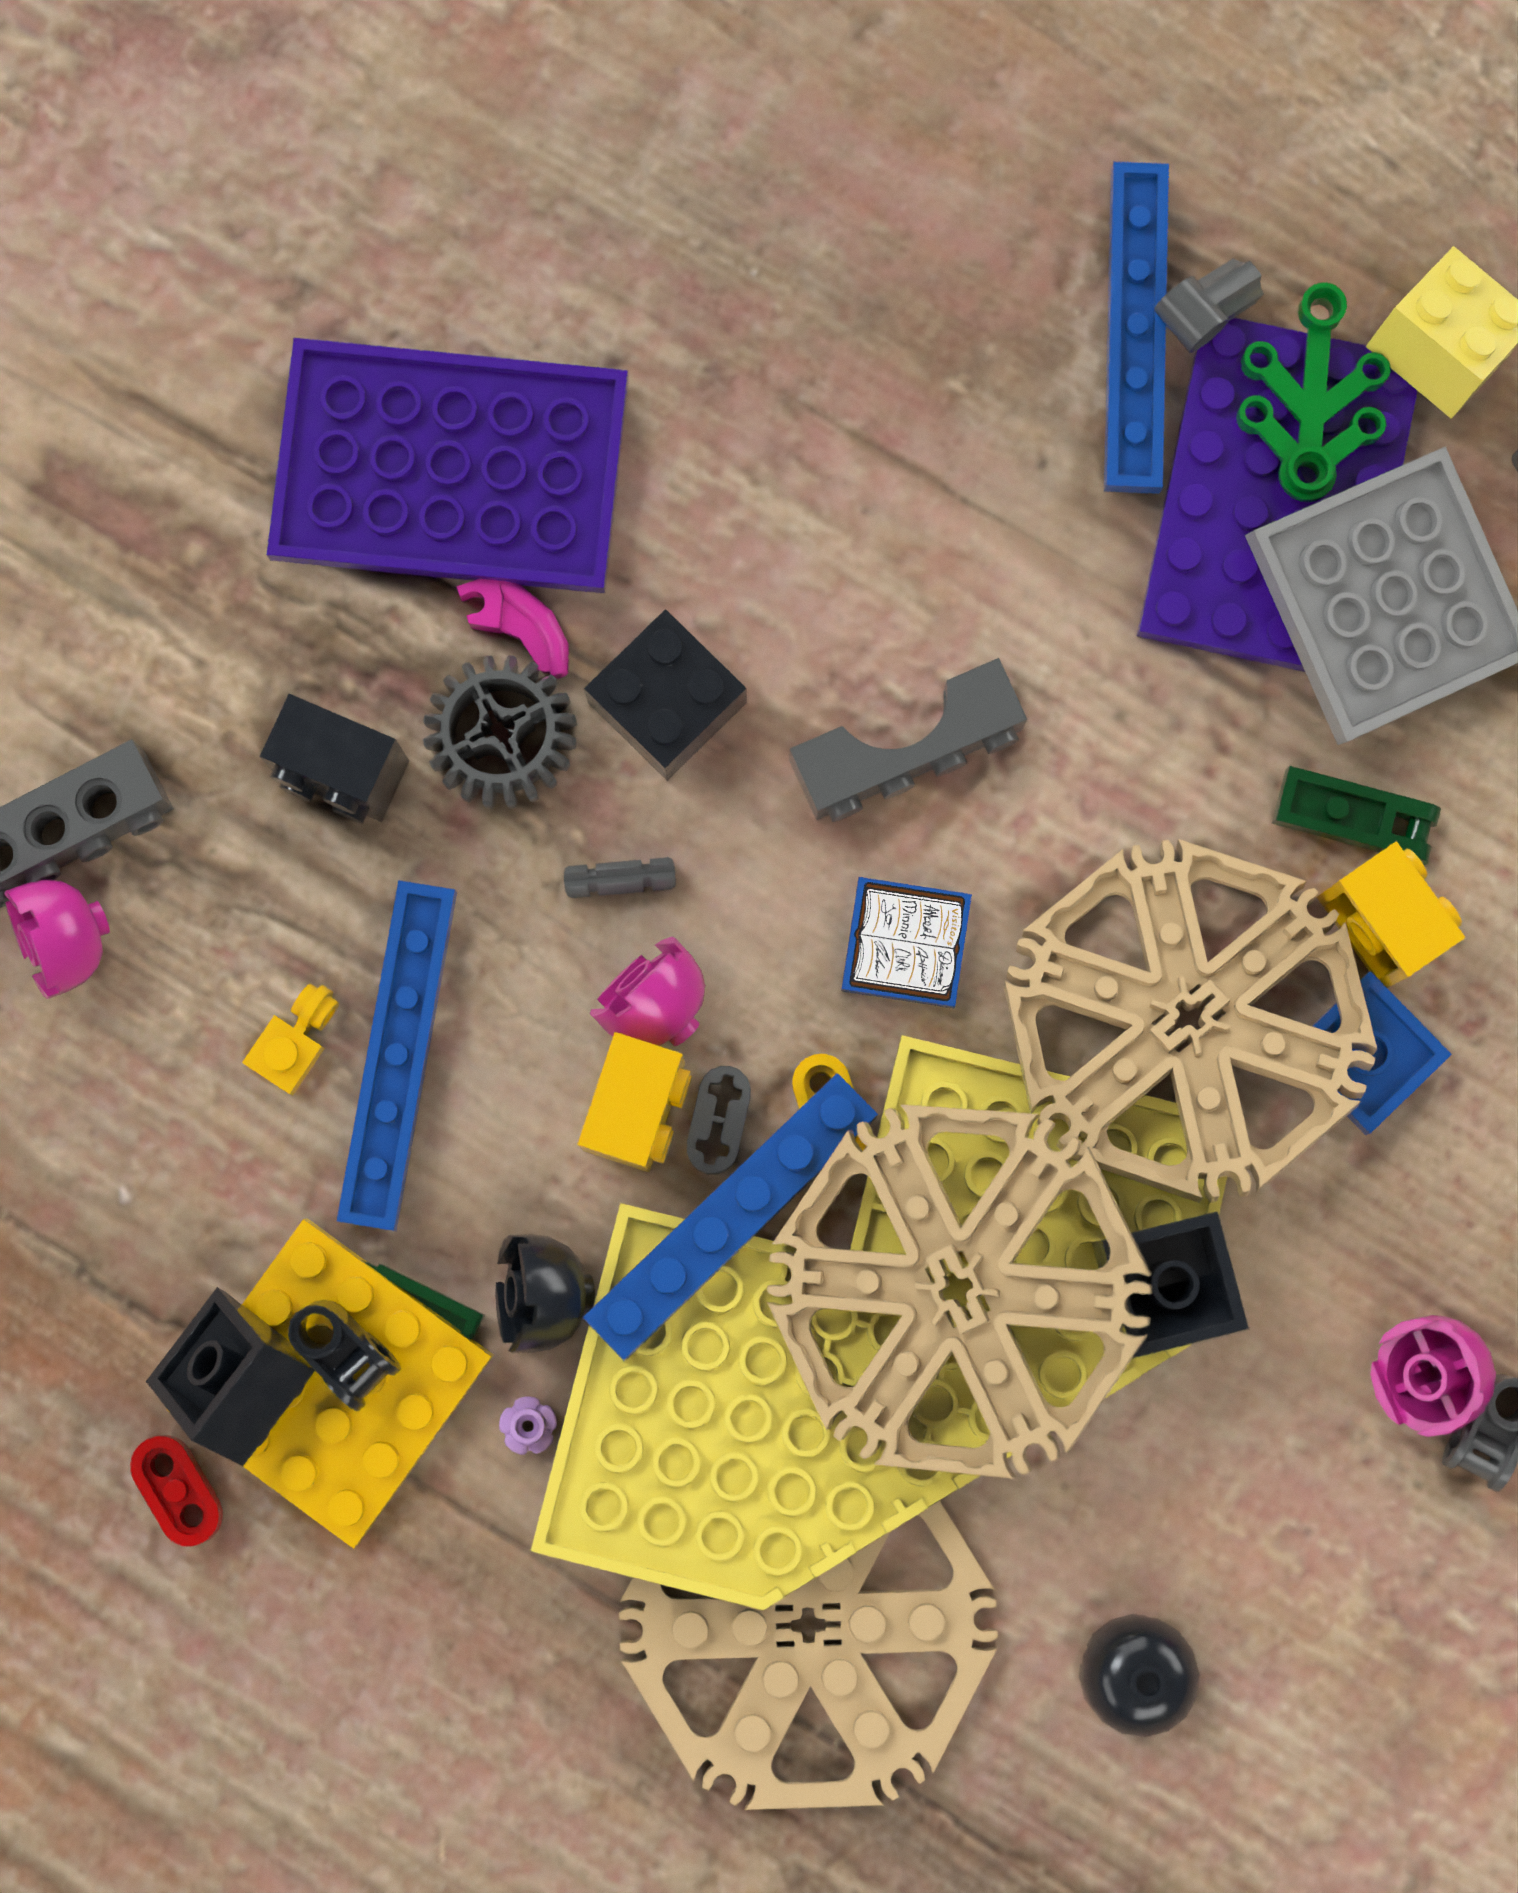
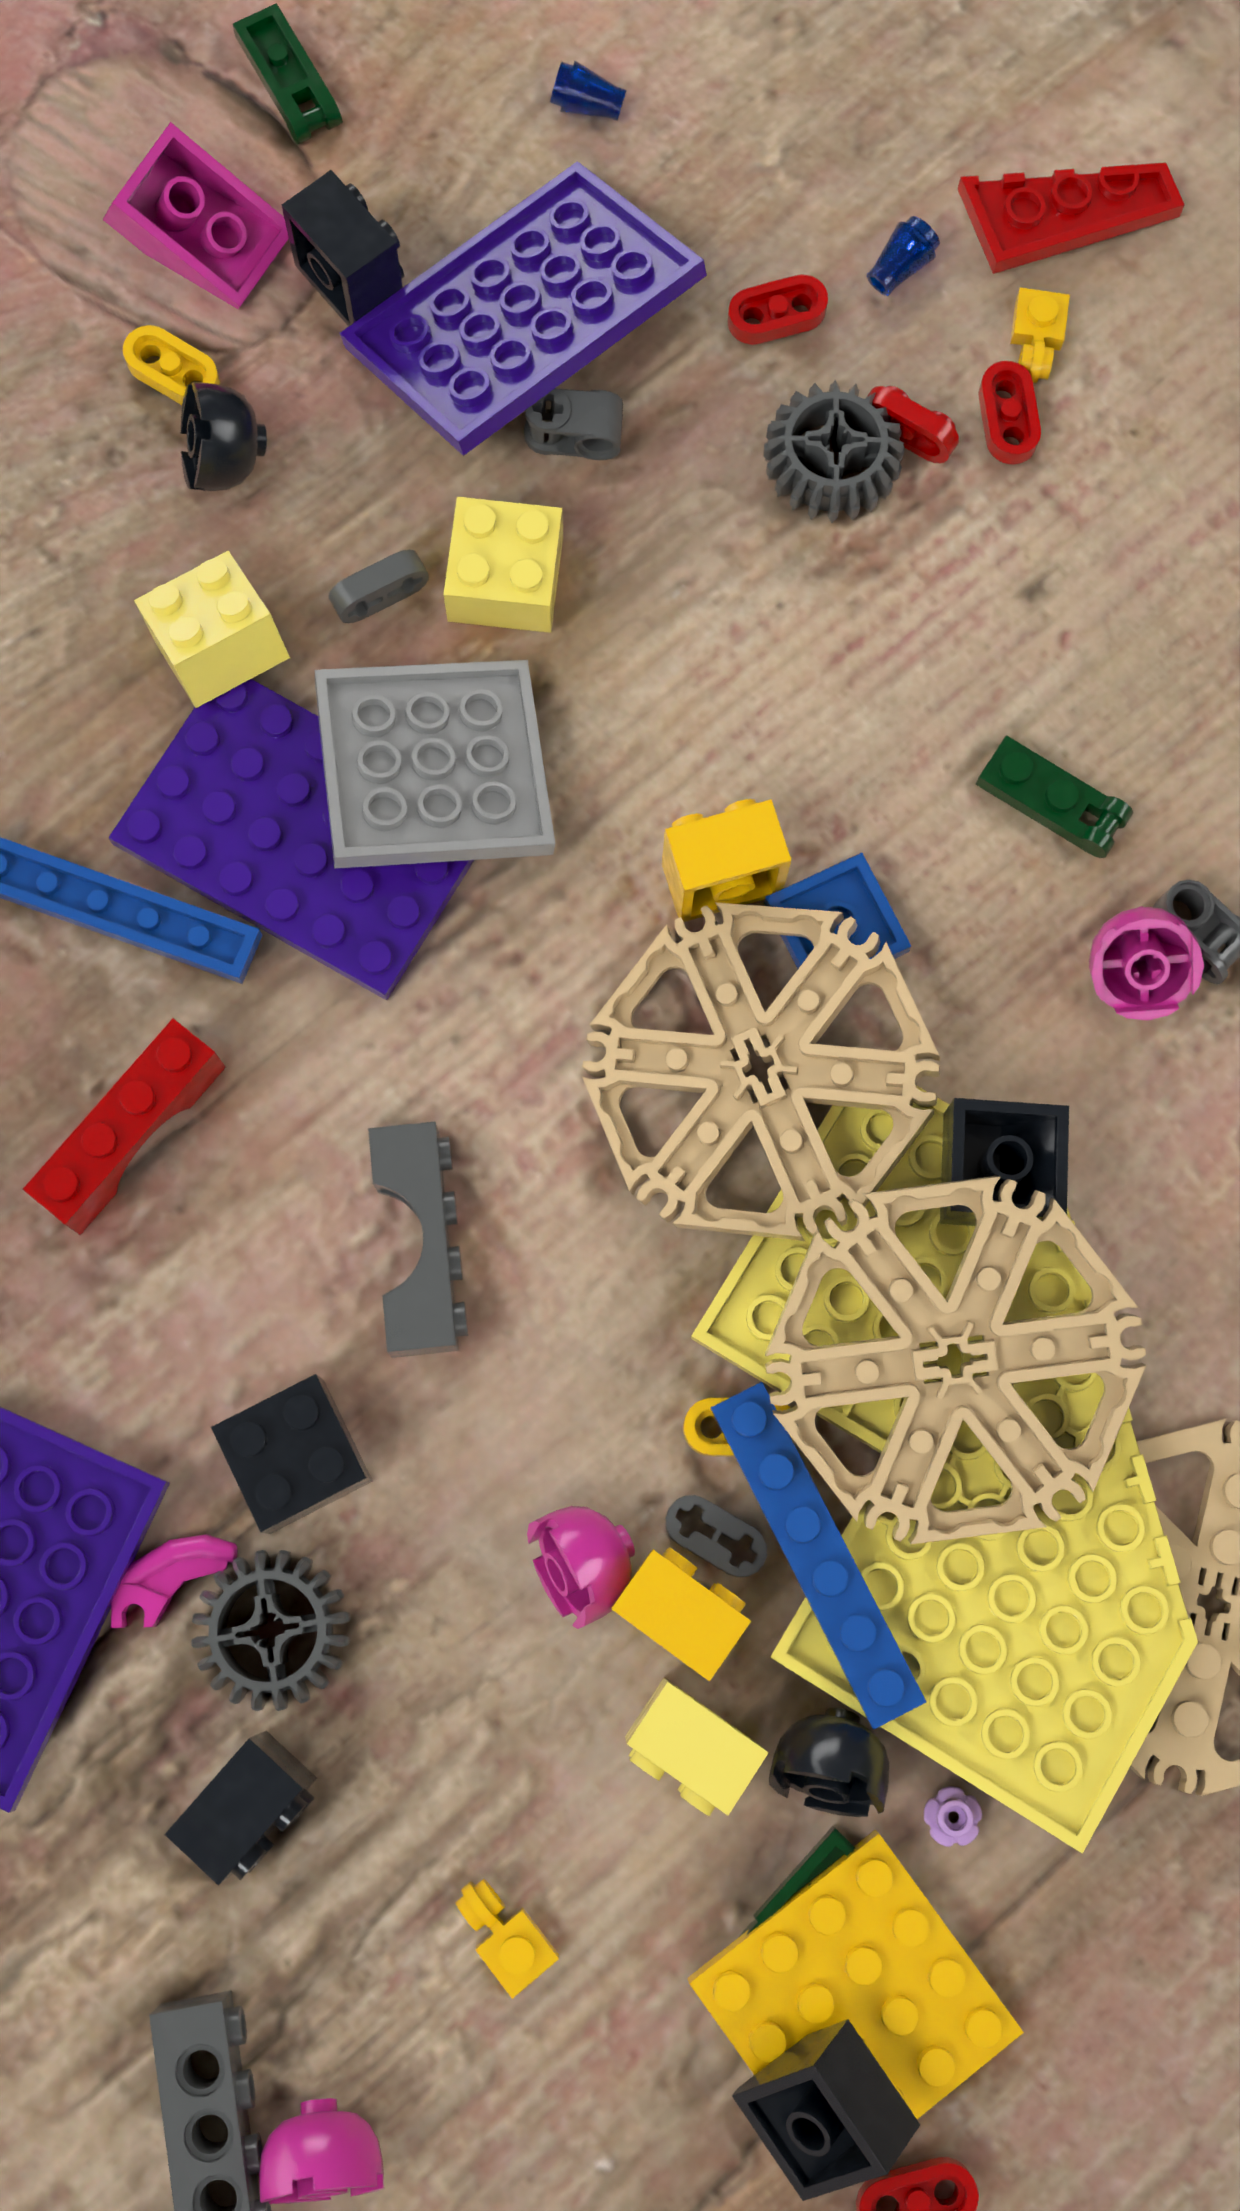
camera: 75 degrees left, 5 degrees down
(344, 1354) = (840, 1984): black piece -> none
(397, 1056) = (556, 1836): blue plate -> none
(514, 1153) = (695, 1748): none -> light yellow brick
(619, 877) = (452, 1557): dark grey axle -> none
(882, 411) = (91, 1161): none -> red arch
(906, 942) = (603, 1304): tile -> none
(1203, 307) = (105, 833): dark grey piece -> none
(1312, 403) = (229, 771): green plant -> none
(1353, 812) = (616, 865): dark green plate -> none

